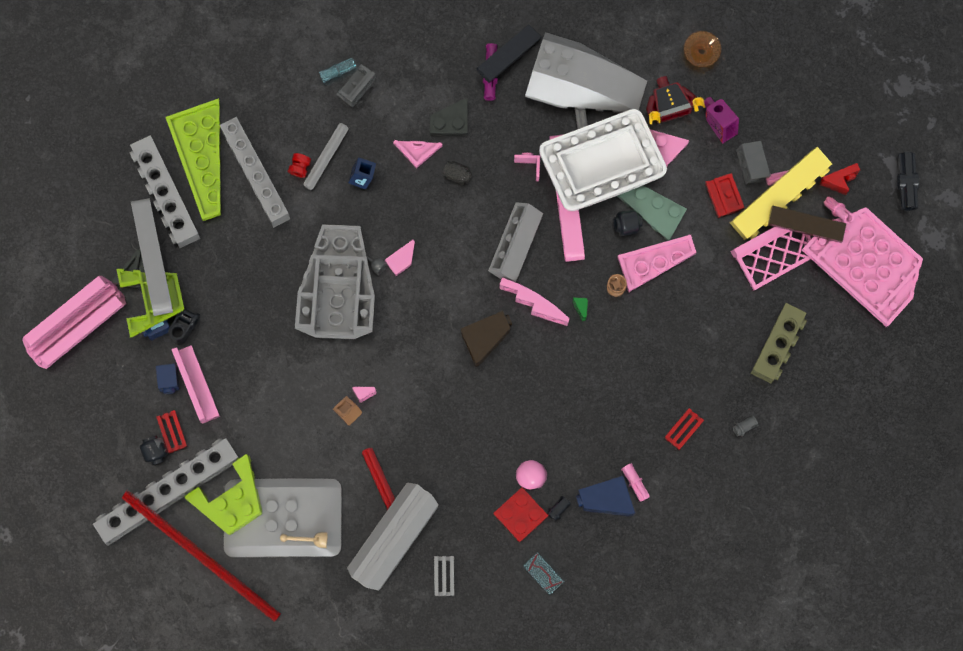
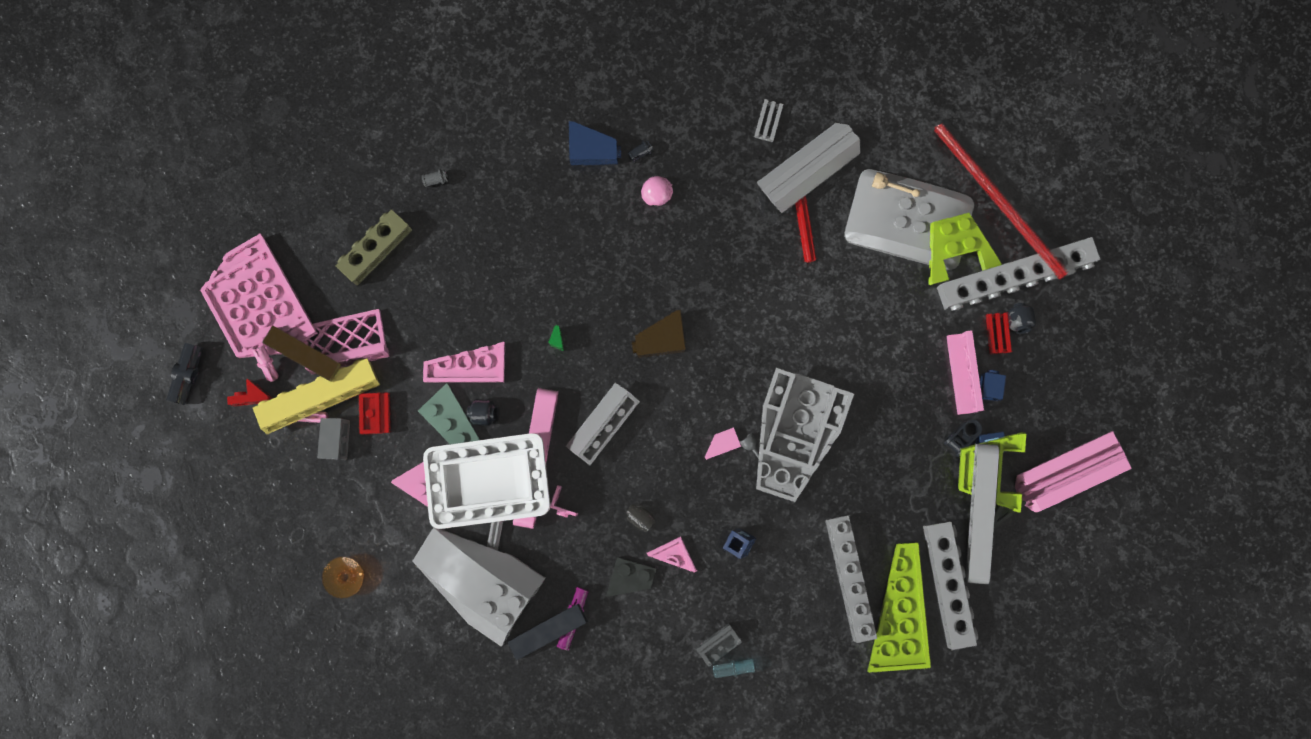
camera: 160 degrees left, 5 degrees up
(299, 165) = (802, 572): red wheel -> none
(325, 156) = (771, 576): light grey axle -> none
(347, 410) = (819, 305): medium nougat slope -> none
(364, 393) = (799, 315): bright pink slope -> none
(520, 514) = (678, 156): red plate -> none
(541, 307) = (598, 353): bright pink slope -> none
(543, 573) = (673, 96): clear light blue tile -> none
(616, 281) = (511, 351): medium nougat wheel -> none
(635, 482) = (559, 155): bright pink axle -> none
(671, 101) = (395, 528): torso -> none
(694, 416) = (496, 183): red tile -> none
(721, 119) = (347, 487): magenta torso -> none

